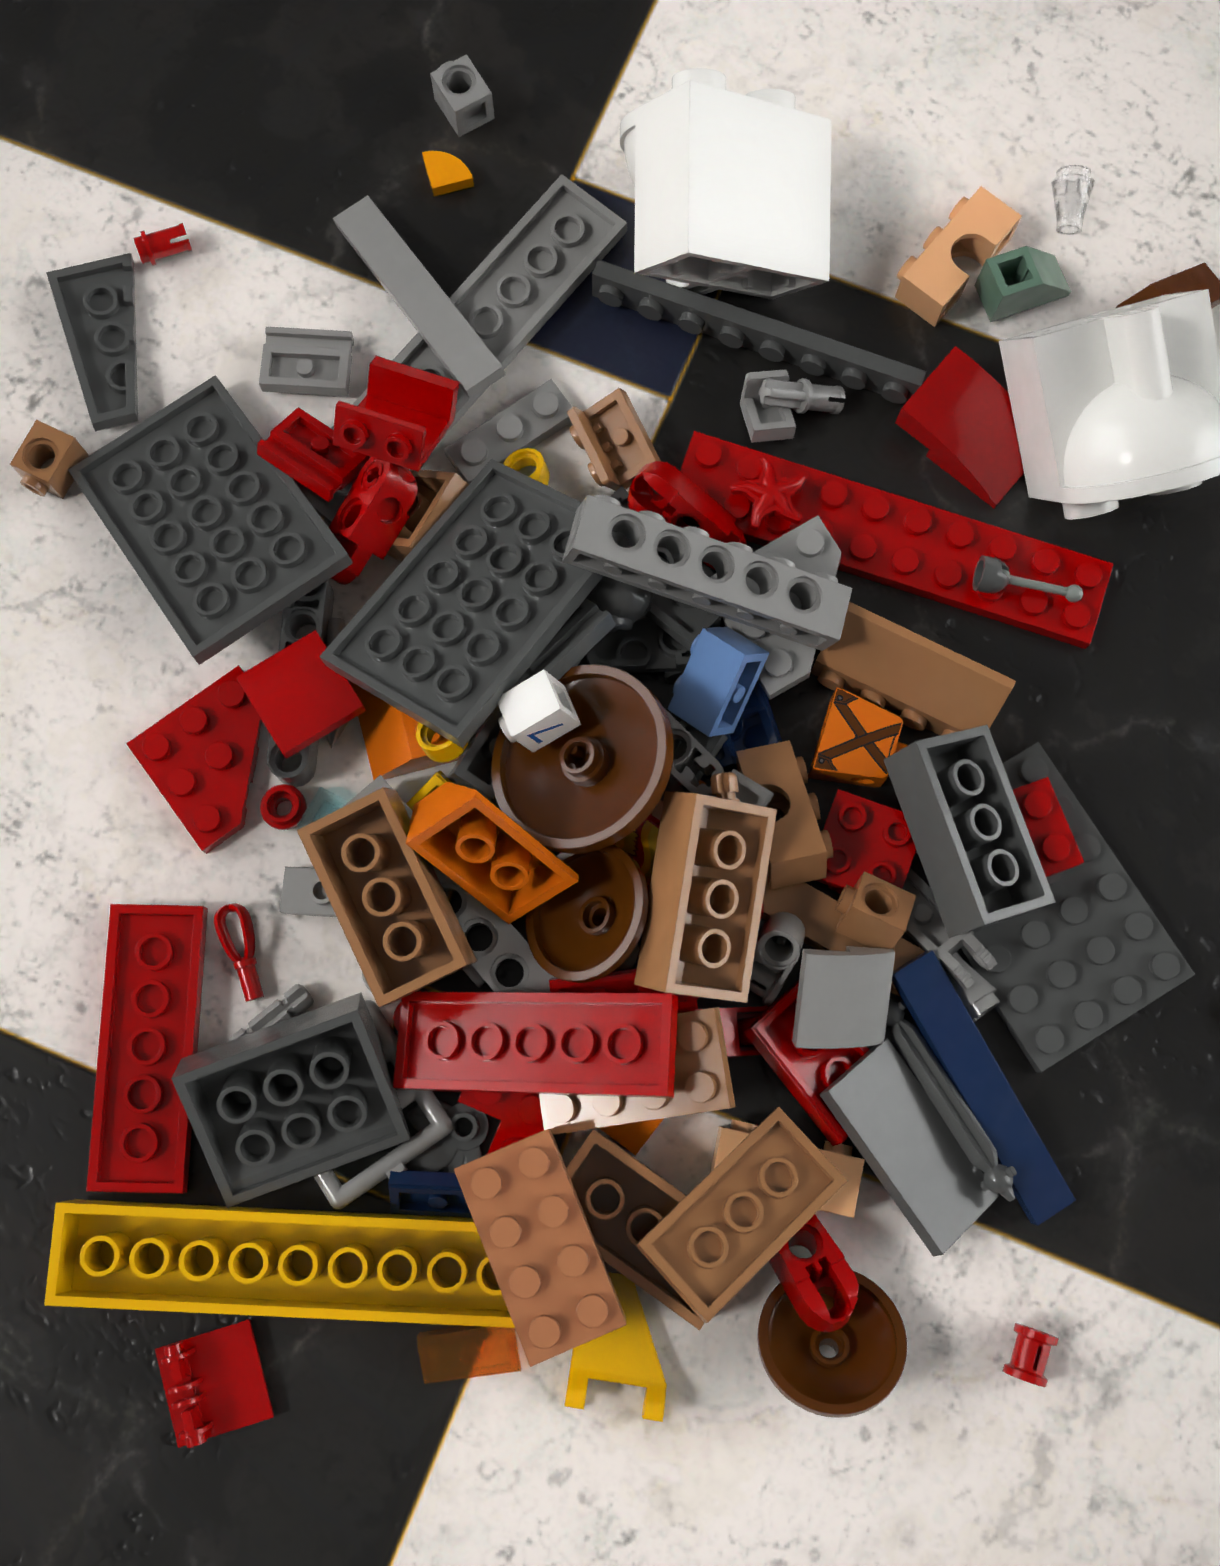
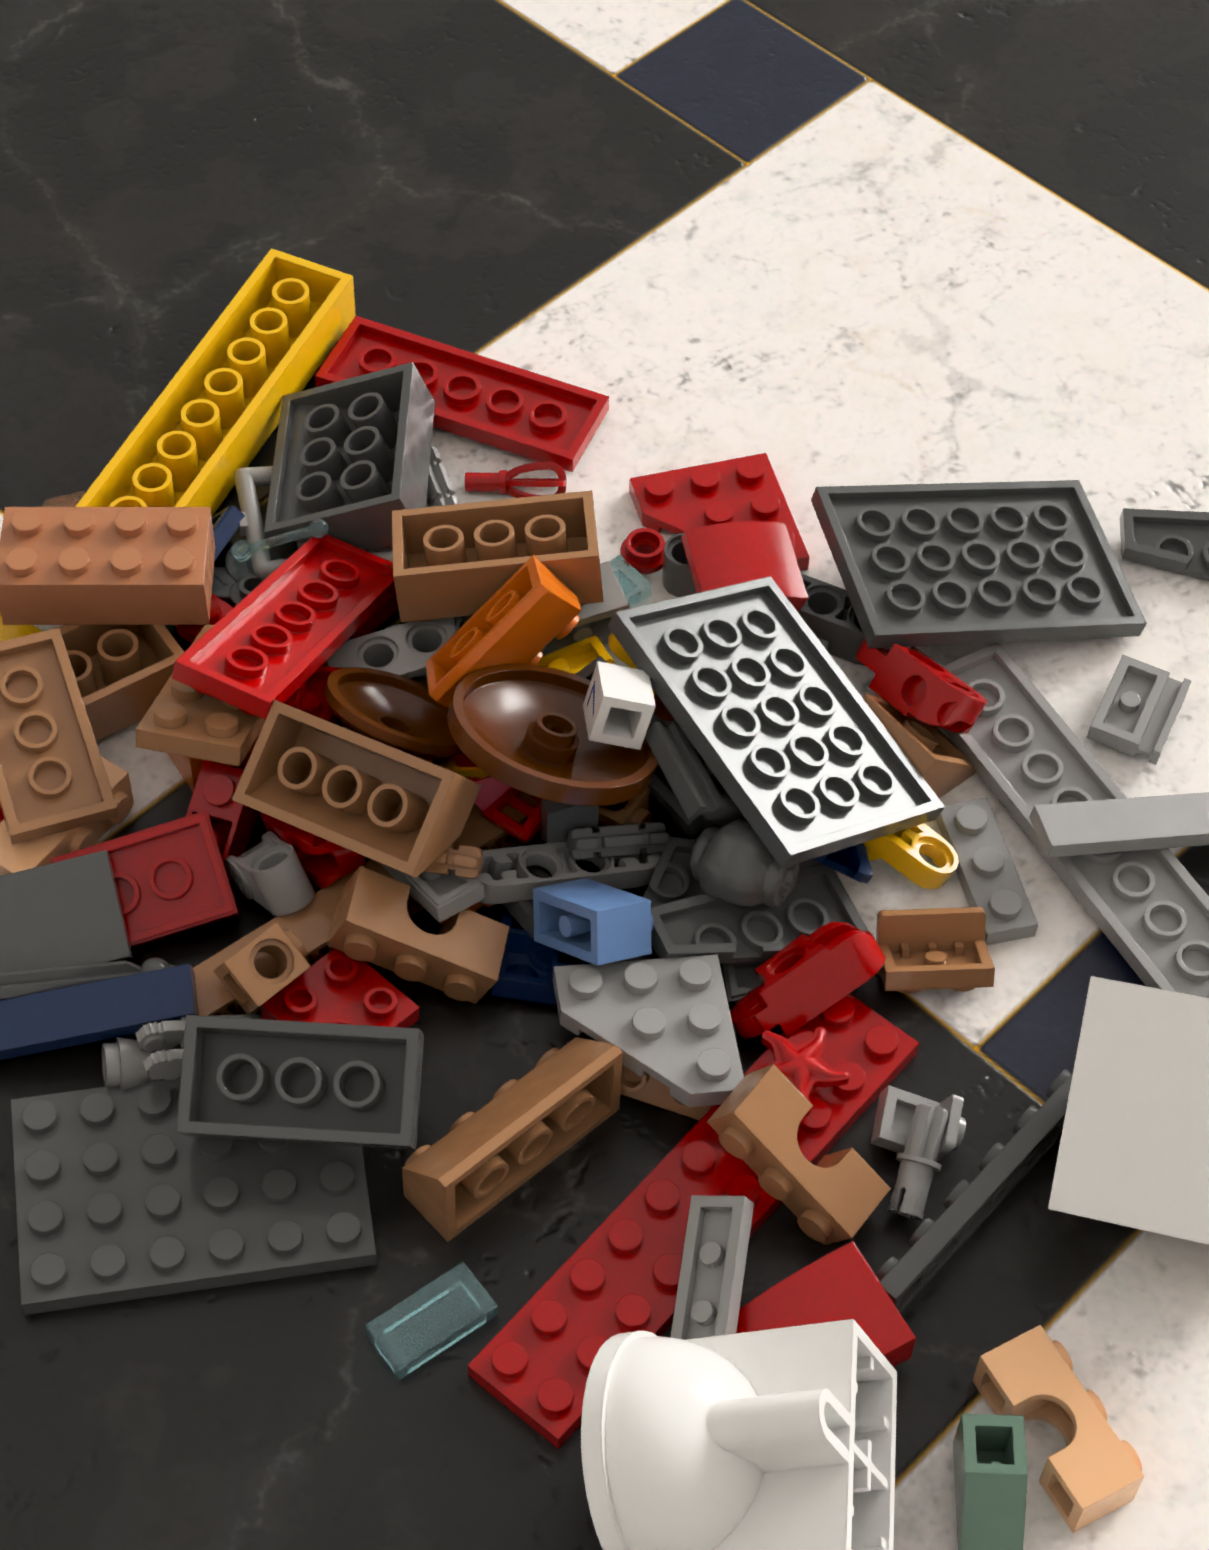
camera: 110 degrees right, 25 degrees down
(43, 444) = (1100, 467): medium nougat brick -> none
(214, 1383) = (138, 358): red hinge -> none
(305, 452) = (1011, 658): red plate -> none
(399, 416) = (1017, 729): red panel -> none
(432, 1152) = (243, 550): none -> clear light blue hinge
(593, 549) = (770, 786): light grey brick -> none
(843, 998) = (190, 902): light grey slope -> none
(852, 468) = (761, 1128): none -> medium nougat arch
(855, 742) = (468, 1058): orange torso -> none
(971, 495) = (712, 1266): none -> light grey plate
(993, 576) = (596, 1264): hinge -> none
(1048, 827) = (271, 1185): red plate -> none
(1063, 686) = (431, 1320): none -> clear light blue tile

